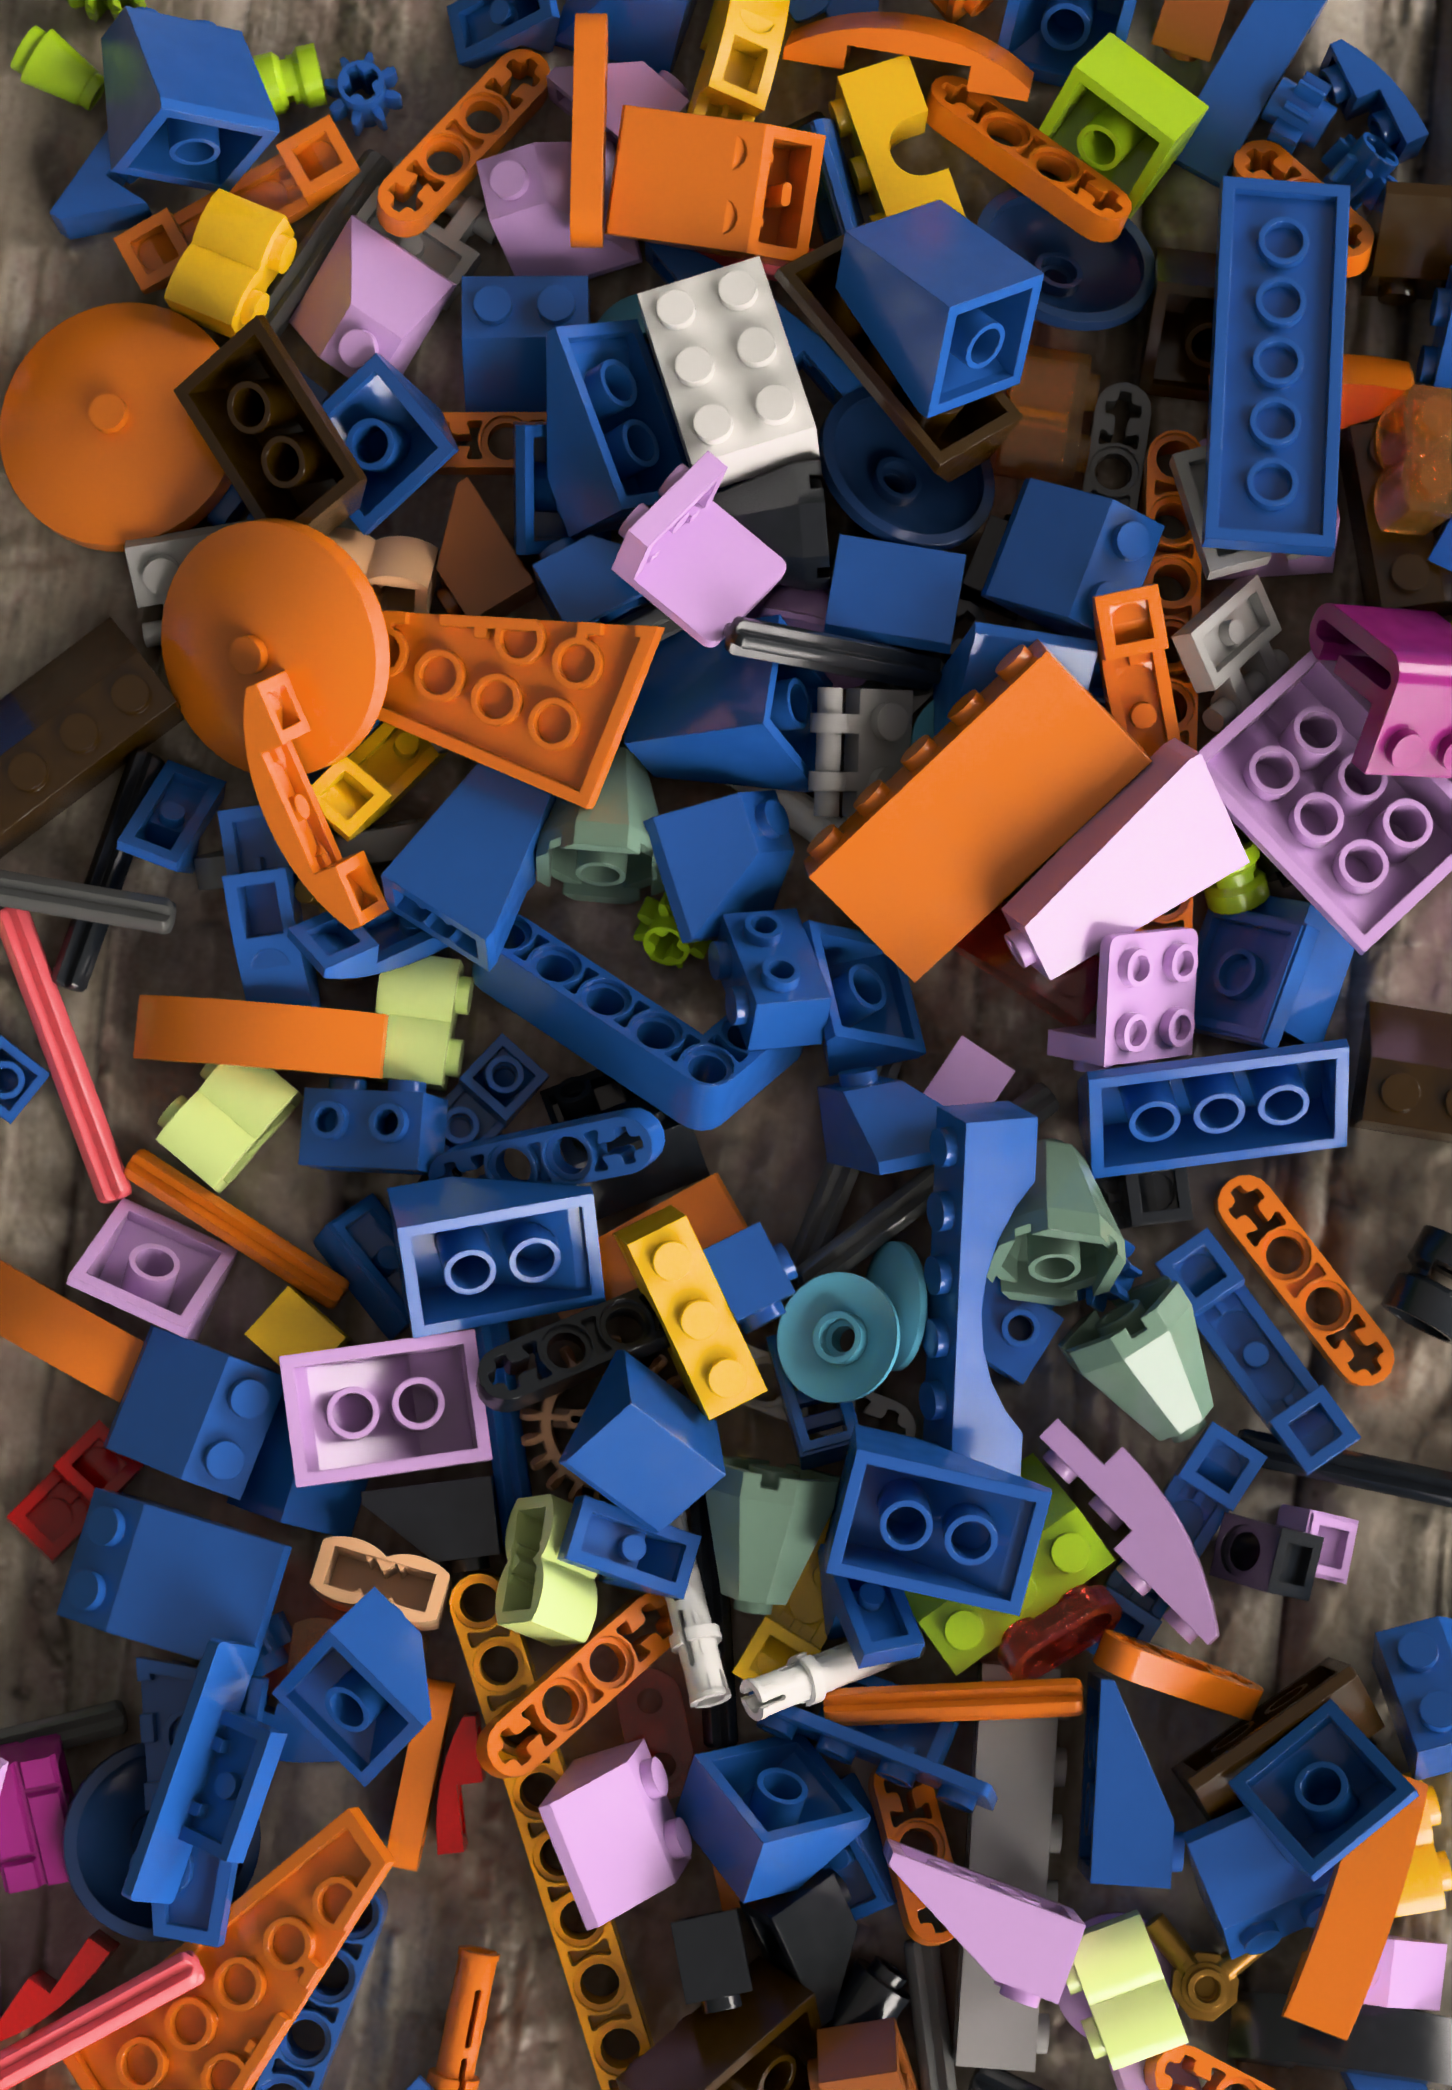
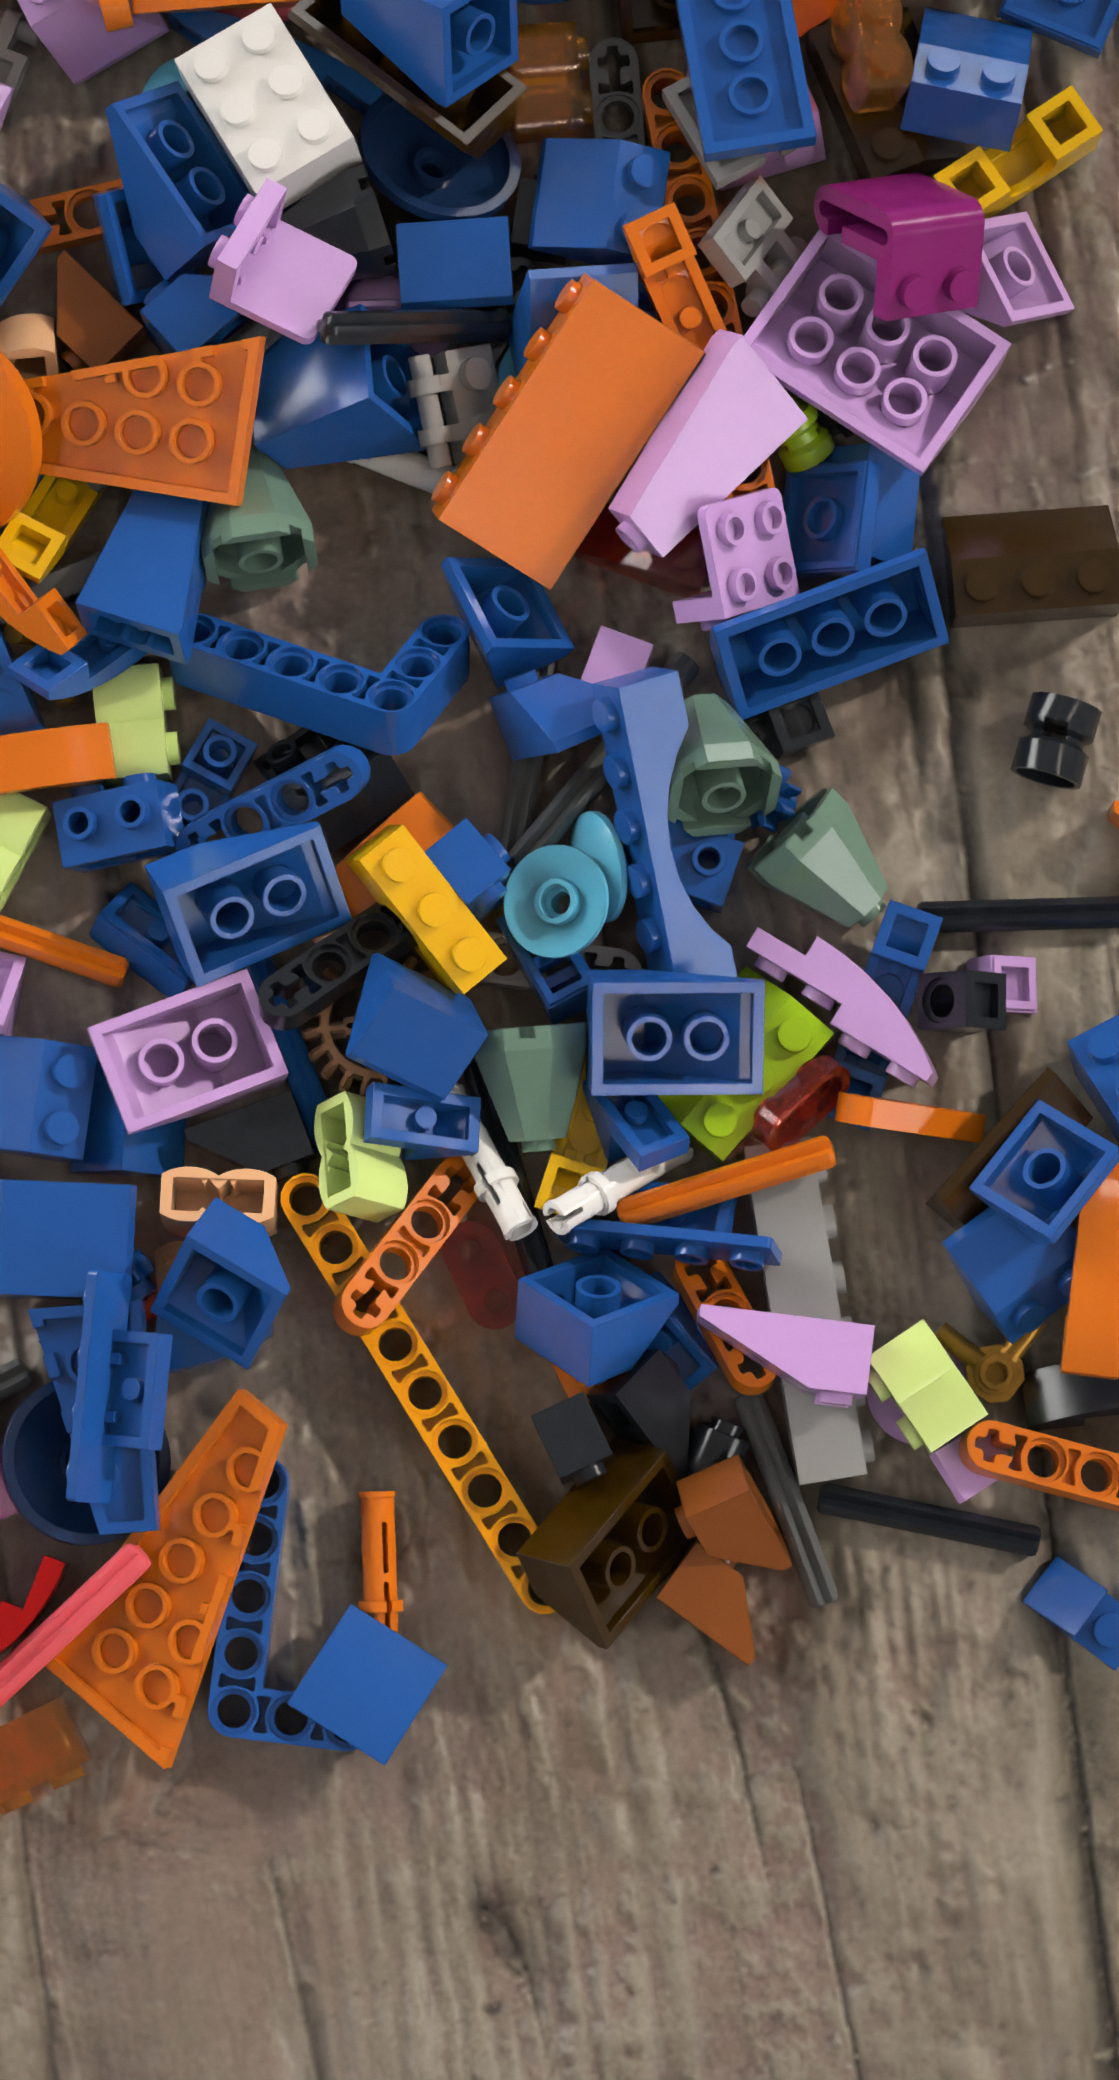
camera: 15 degrees left, 0 degrees up
(295, 1327) = (90, 1004): yellow brick -> none
(420, 1780) = (292, 1361): orange beam -> none
(459, 1769) = (324, 1341): red slope -> none
(506, 336) = (71, 121): blue slope -> none
(615, 1831) = (468, 1356): lavender slope -> none
(661, 936) = (334, 593): lime gear -> none
(721, 859) = (363, 527): blue slope -> none
(770, 979) = (427, 614): blue brick -> none
(1124, 1817) = (889, 1234): blue slope -> none
(1257, 1355) = (914, 836): blue slope -> none
(1296, 1286) = (935, 773): orange beam -> none

